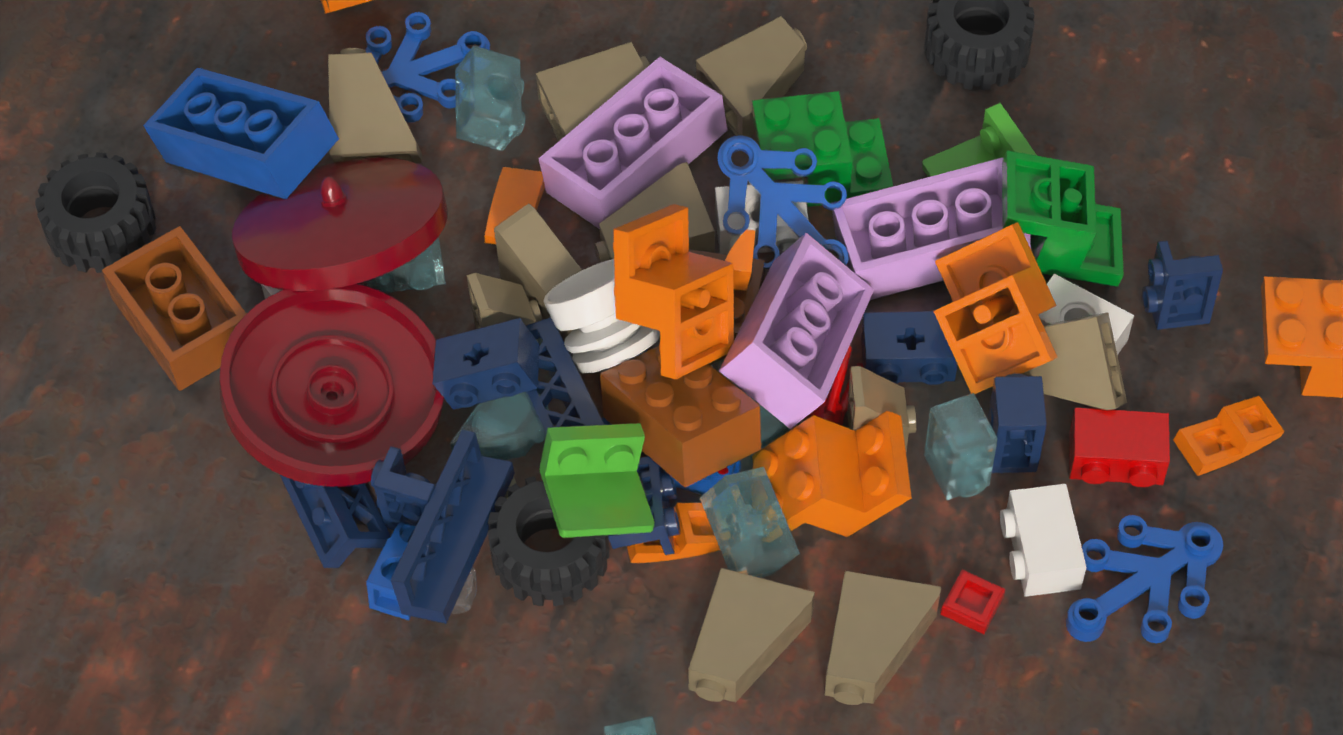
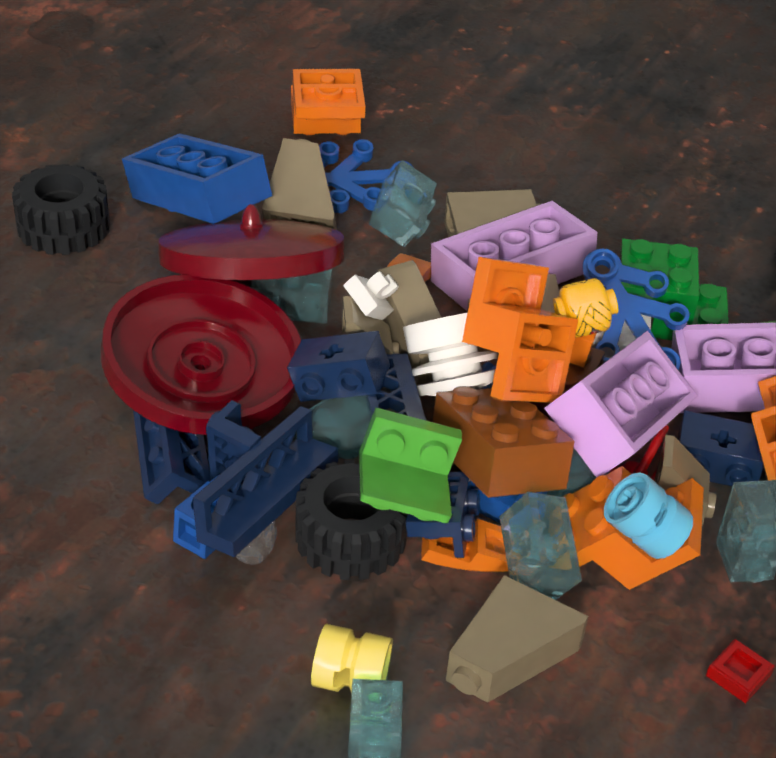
camera: 10 degrees right, 15 degrees down
(175, 305) = (91, 274): dark orange brick -> none
(495, 262) = (372, 294): none -> white tile
(593, 701) = (345, 657): none -> light yellow wheel
(736, 237) = (588, 303): none -> yellow head
(753, 68) = (633, 221): dark tan slope -> none
(852, 474) = (648, 515): none -> medium azure wheel
(875, 633) = (640, 671): dark tan slope -> none

